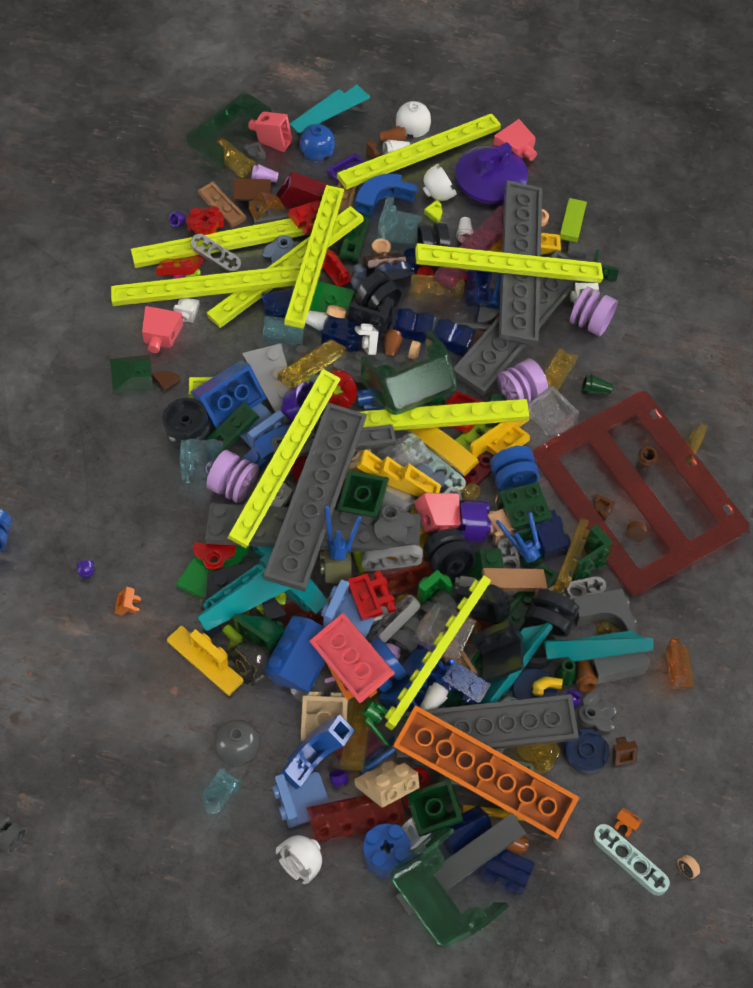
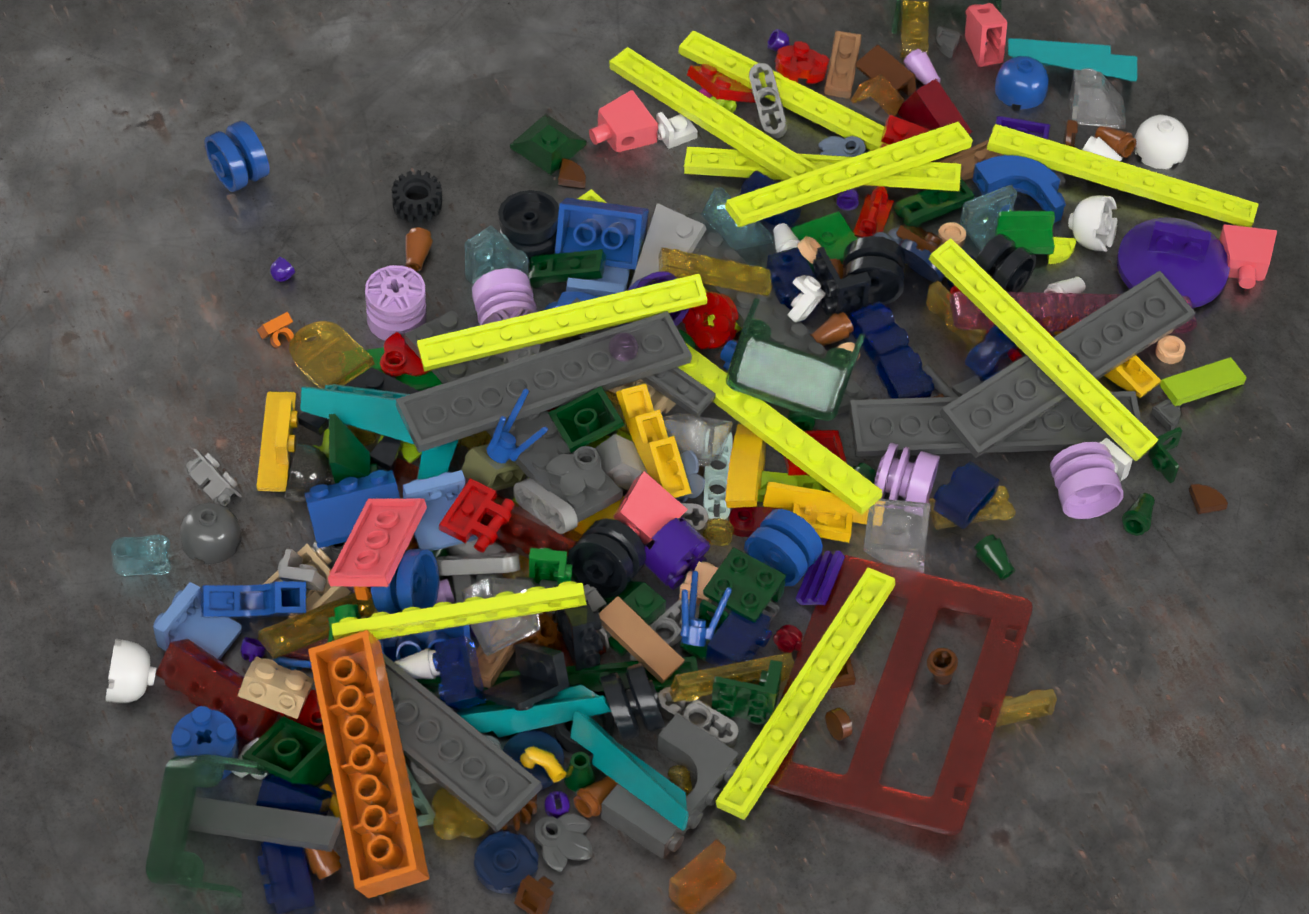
camera: 50 degrees right, 5 degrees down
(104, 472) = (417, 208): none -> black tyre
(139, 487) = (418, 244): none -> dark orange cone
(174, 528) = (395, 301): none -> lavender wheel
(174, 589) = (331, 356): none -> clear yellow tile
(190, 713) = (206, 469): none -> light grey hinge
(326, 713) = (293, 570): none -> light grey bracket
(335, 435) = (623, 340): none -> clear purple plate
(363, 124) = (1095, 100): none -> clear slope
(417, 213) = (1028, 229): none -> green panel
(538, 452) = (816, 577): none -> dark purple tile
(556, 366) = (965, 494): none -> clear blue brick
(566, 512) = (788, 638): none -> dark red plate
(603, 515) = (805, 694): none -> neon yellow plate
(627, 308) = (1139, 515): none -> dark green cone
(639, 274) = (1207, 499): none -> reddish brown tile

